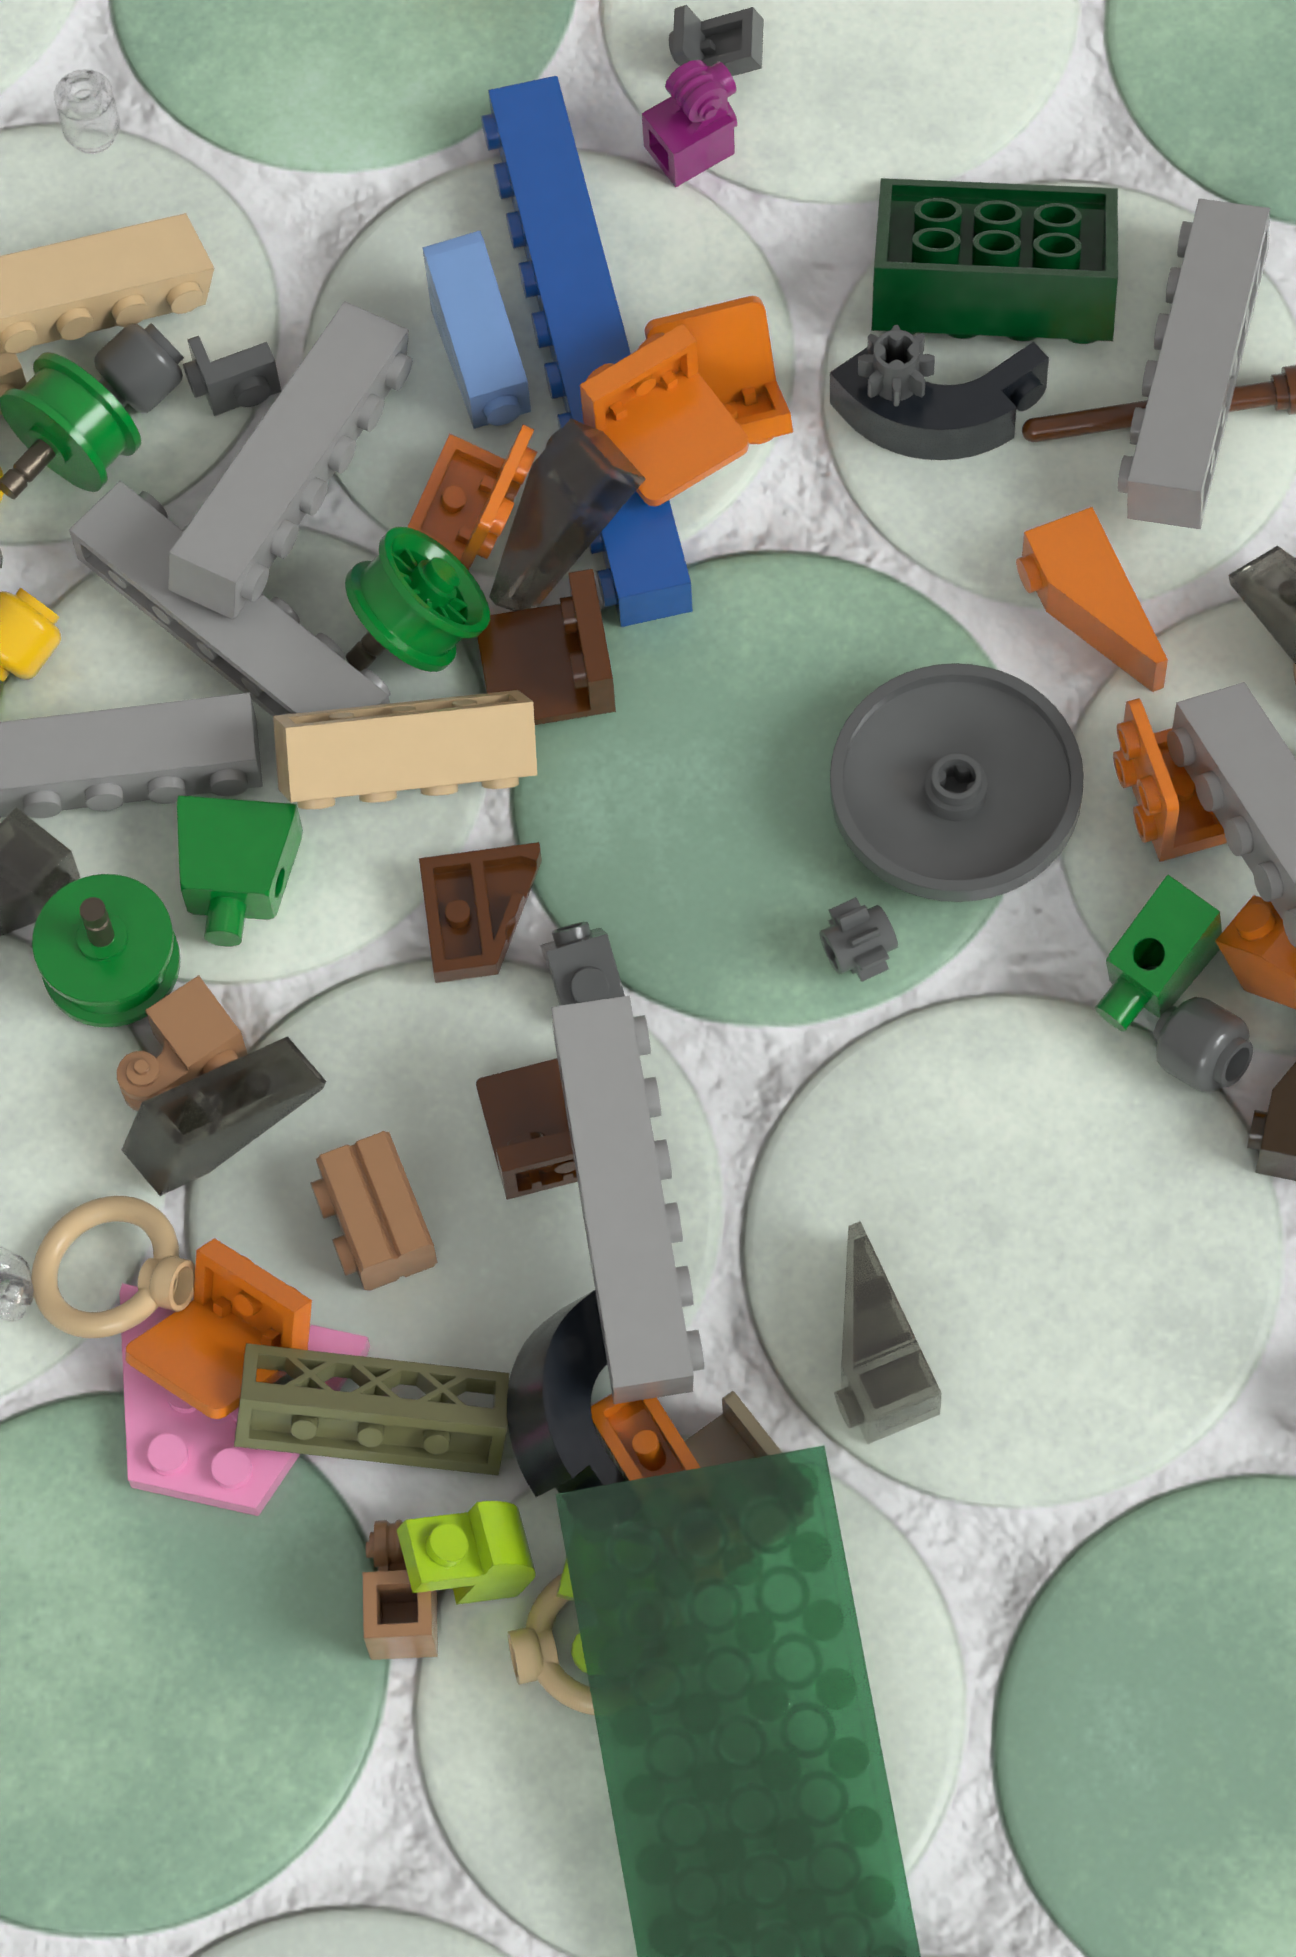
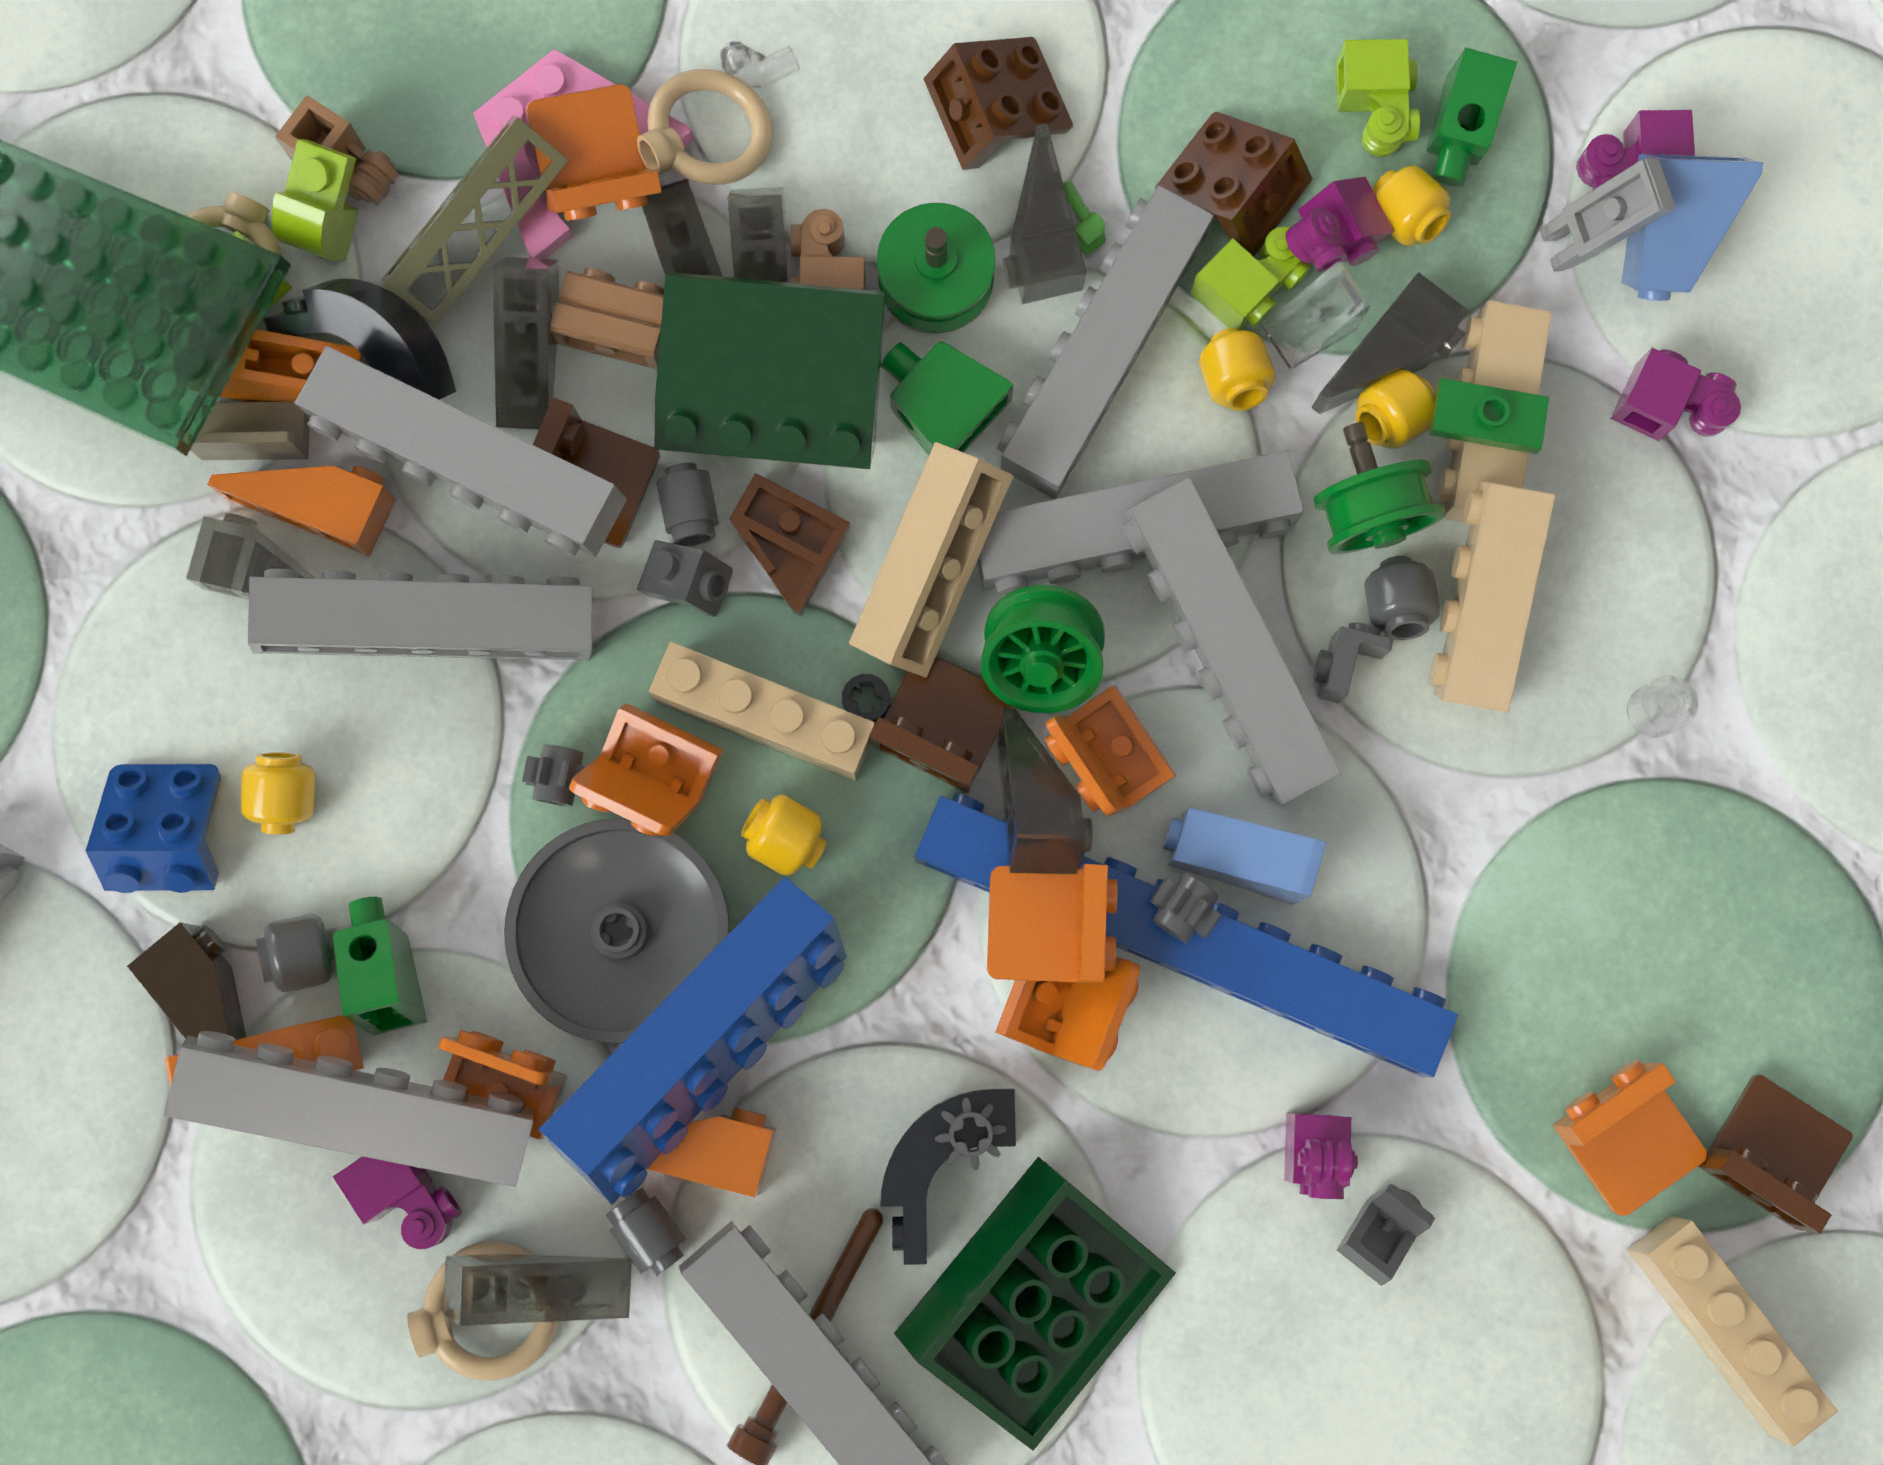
camera: 120 degrees right, 15 degrees up
(266, 1176) = (680, 231): none -> clear smoke slope
(331, 1002) = (769, 370): none -> dark green slope
(454, 1278) = (523, 344): none -> clear smoke slope
(510, 1012) = (688, 504): none -> dark grey brick
(565, 327) = (1185, 908): none -> dark grey gear
(580, 723) = (880, 691): none -> black bush
(658, 807) = (762, 711): none -> tan brick
(757, 715) = (783, 835): none -> yellow head
(768, 1349) = (319, 500): none -> orange slope
(795, 859) = (648, 773): none -> orange bracket
(809, 1146) = (419, 616): none -> light grey brick
(996, 617) = (697, 1042): none -> blue brick
(1073, 1173) = (278, 792): none -> yellow head
(1191, 1260) = (155, 828): none -> blue bracket
(1196, 586) = (646, 1232): none -> dark grey brick

